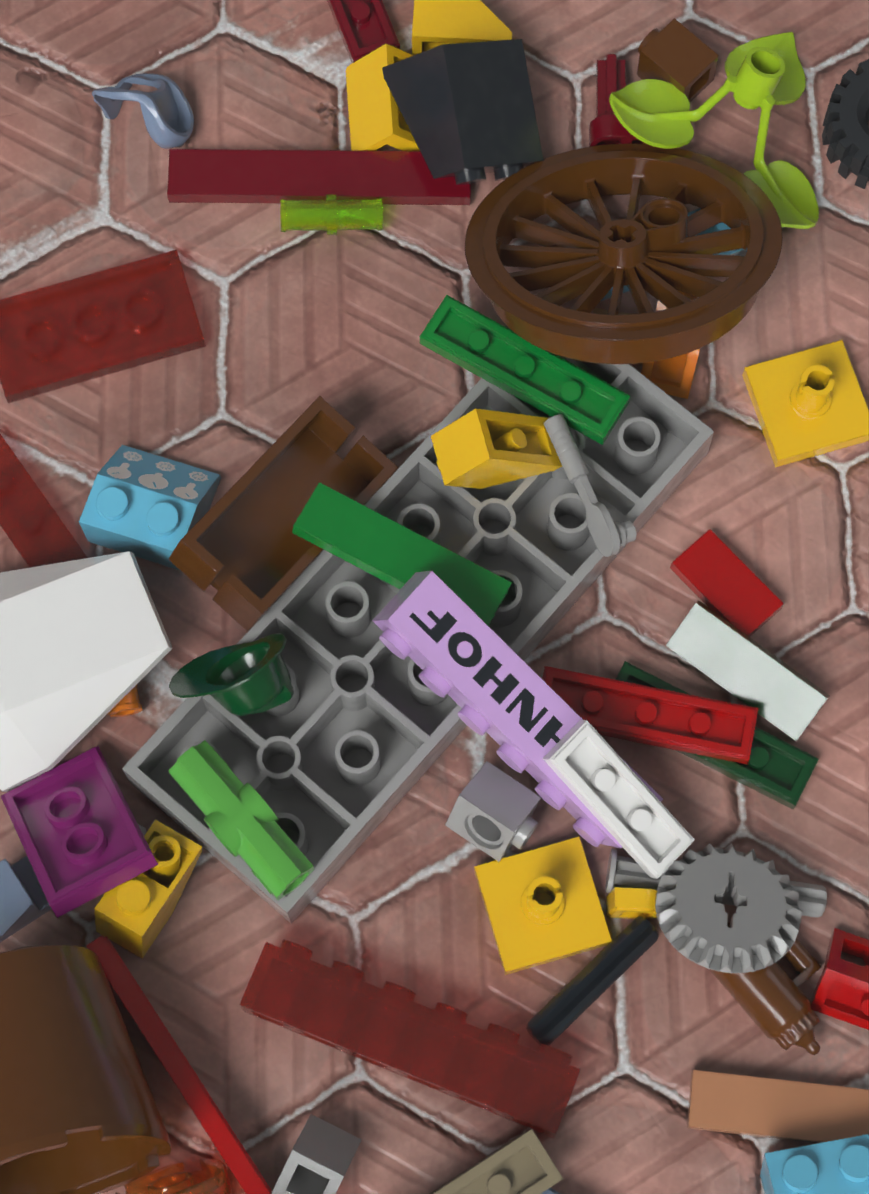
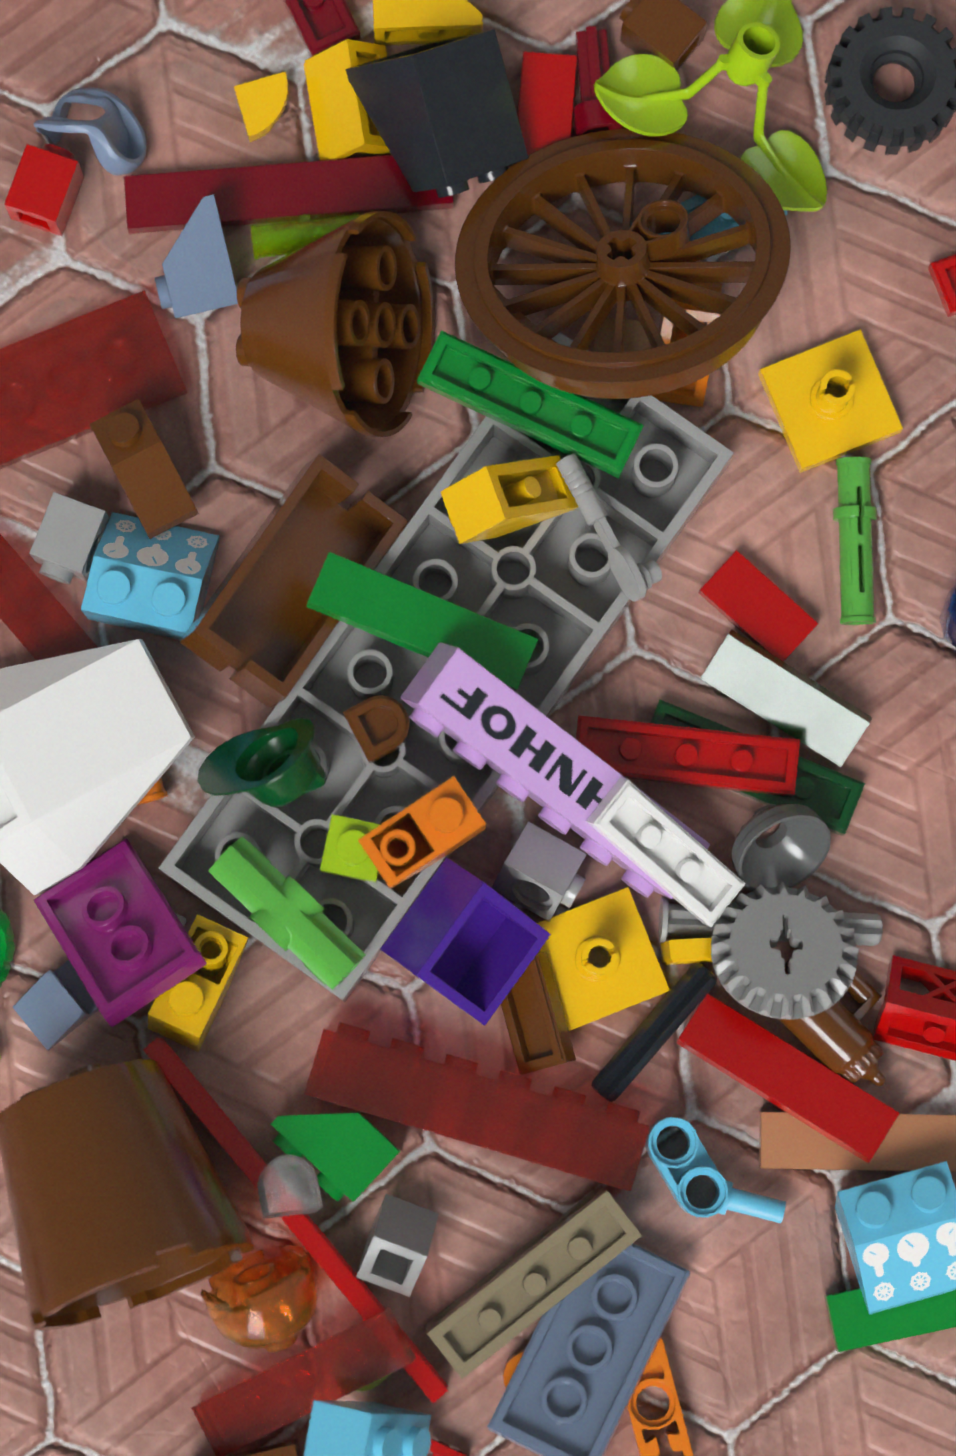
camera: 10 degrees left, 10 degrees up
(75, 460) = (68, 539): none -> light grey brick
(95, 153) = (44, 188): none -> red brick
(155, 402) = (144, 468): none -> reddish brown slope
(213, 1096) = (288, 1188): none -> clear tile
(227, 229) = (198, 266): none -> sand blue slope
(272, 1063) = (340, 1145): none -> green slope
(304, 98) = (262, 103): none -> yellow tile
(313, 765) = (344, 853): none -> lime plate
(350, 651) = (378, 725): none -> reddish brown tile
(356, 282) = (343, 323): none -> reddish brown cone
(383, 752) = (423, 833): none -> orange slope
(414, 868) = (465, 941): none -> dark purple piece
(475, 950) = (537, 1019): none -> reddish brown tile
(565, 113) = (546, 98): none -> red tile
(625, 1114) = (697, 1162): none -> medium azure beam
(723, 1038) = (788, 1078): none -> red tile
(740, 819) = (786, 855): none -> dark grey piece
(825, 511) = (855, 540): none -> bright green pin

